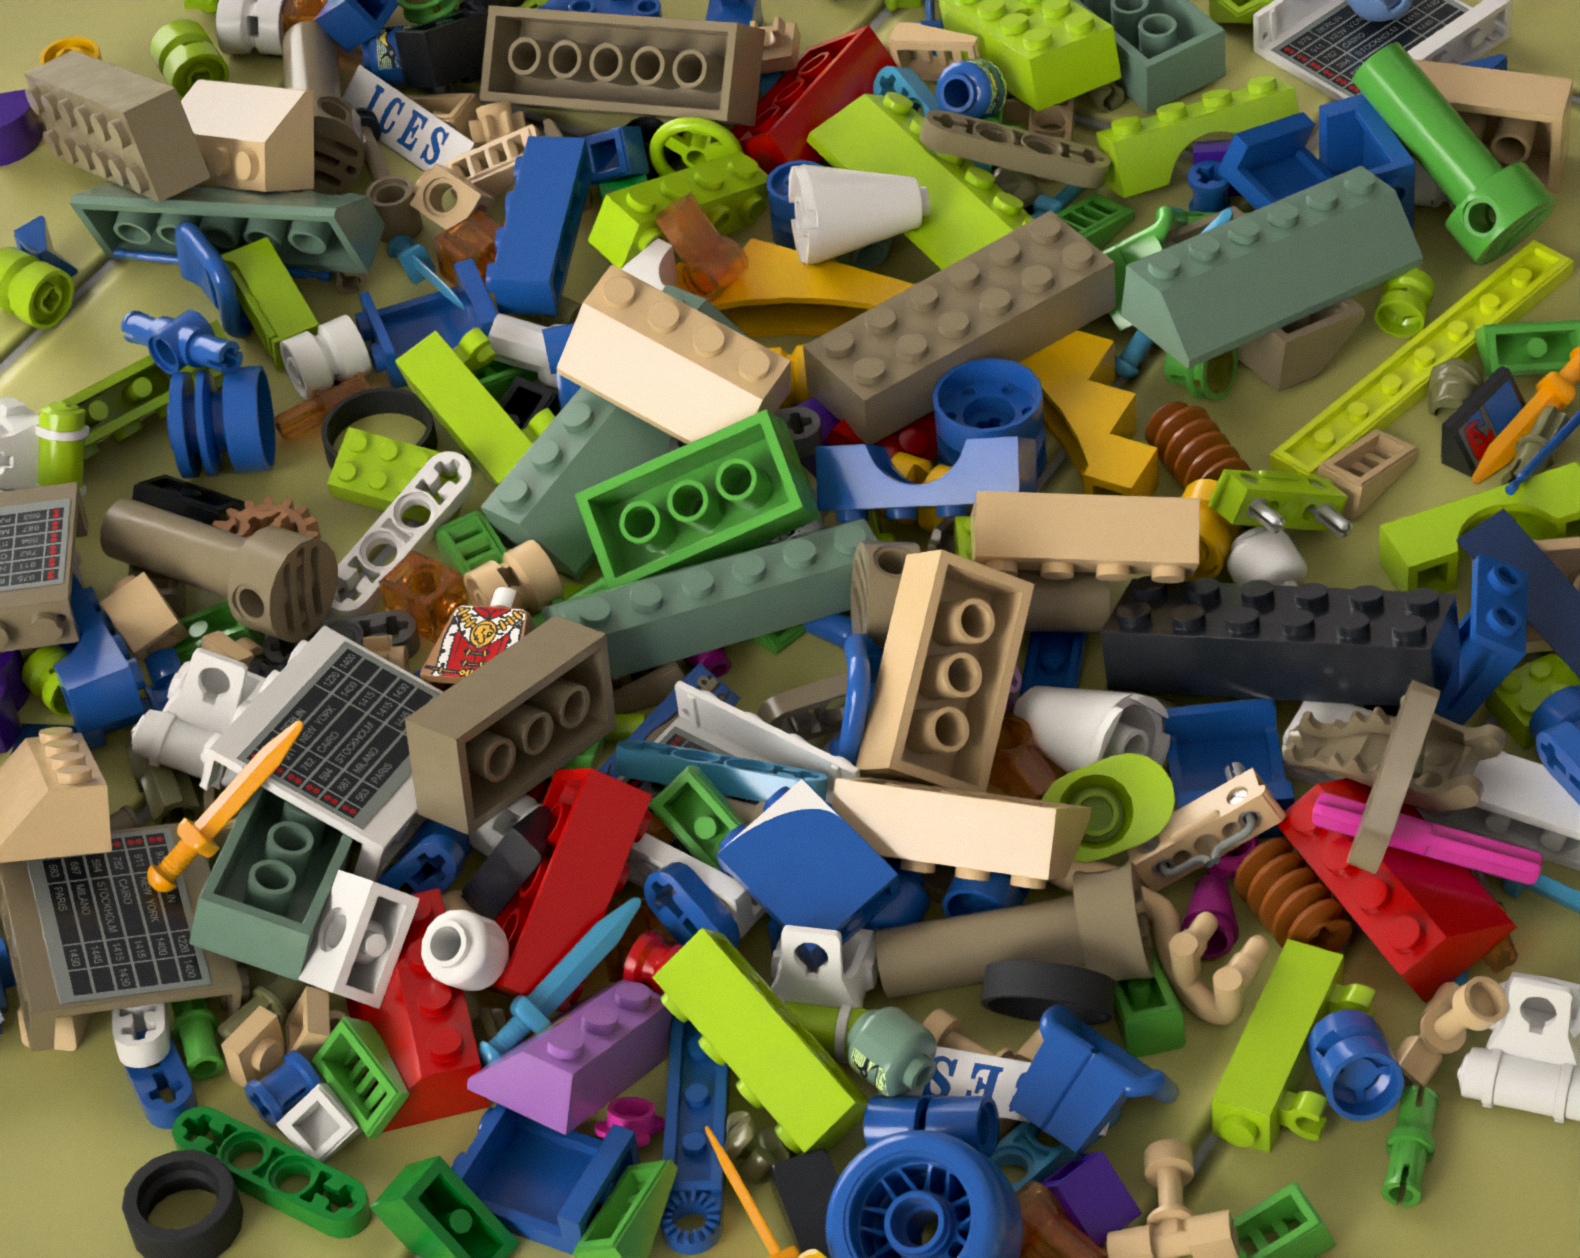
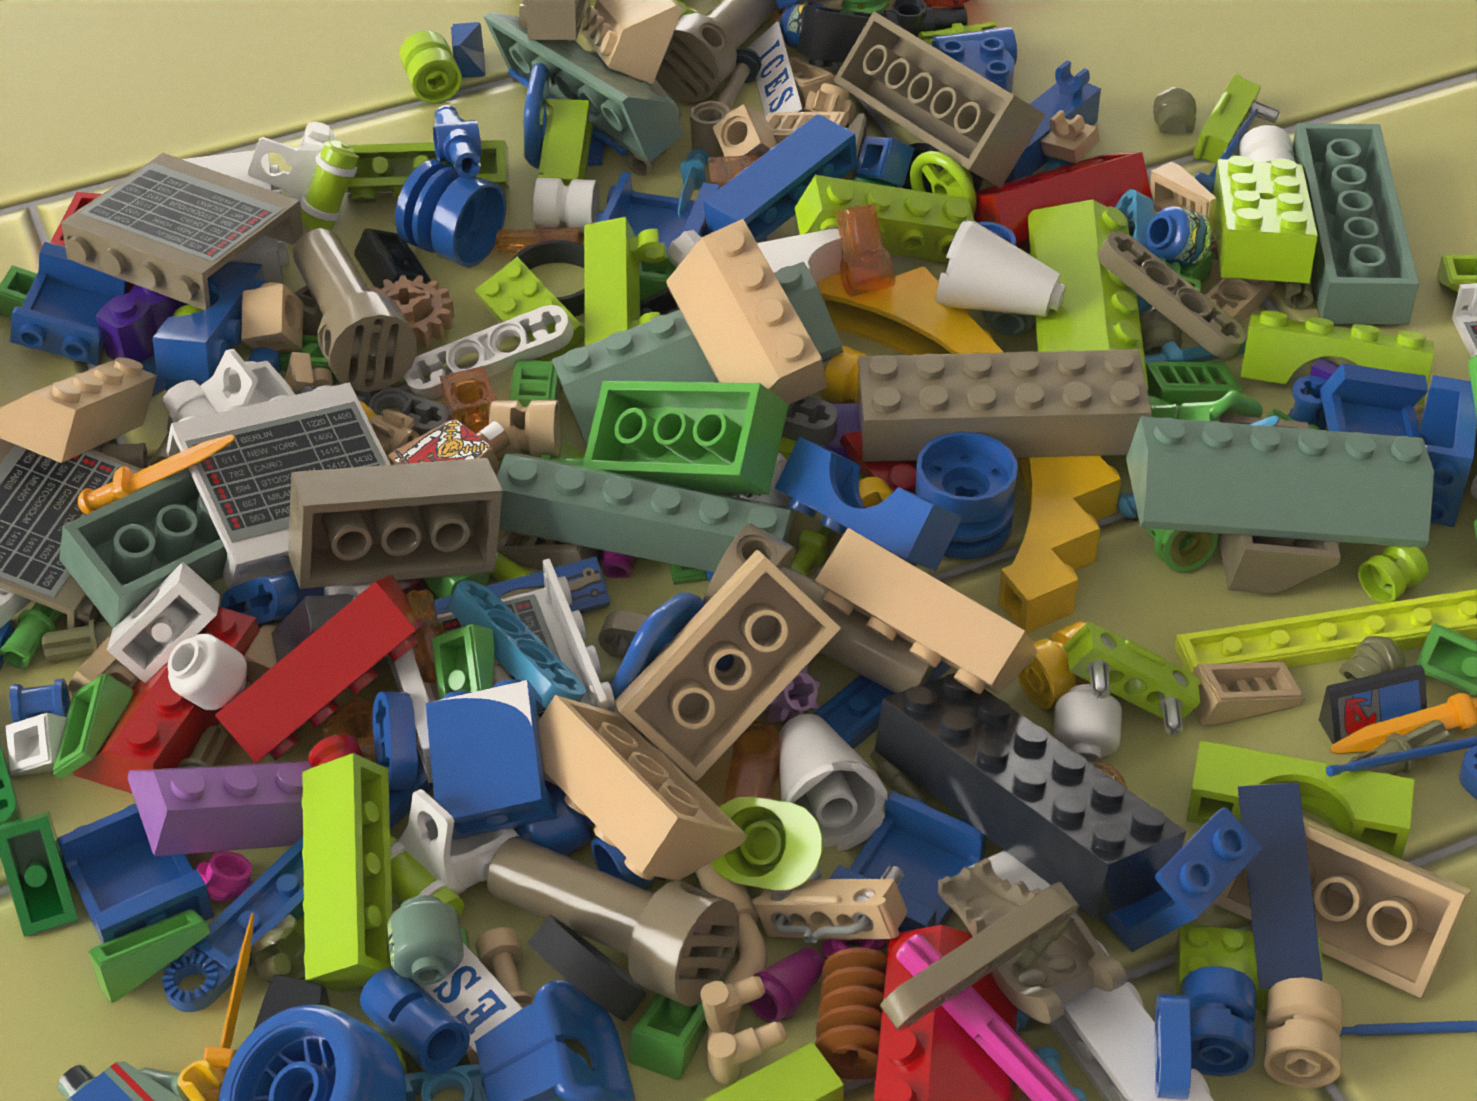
camera: 30 degrees right, 0 degrees up
(254, 1047) = (49, 660): tan plate -> none
(532, 1012) = (223, 747): dark azure sword -> none
(1191, 444) = (1114, 593): dark orange piece -> none

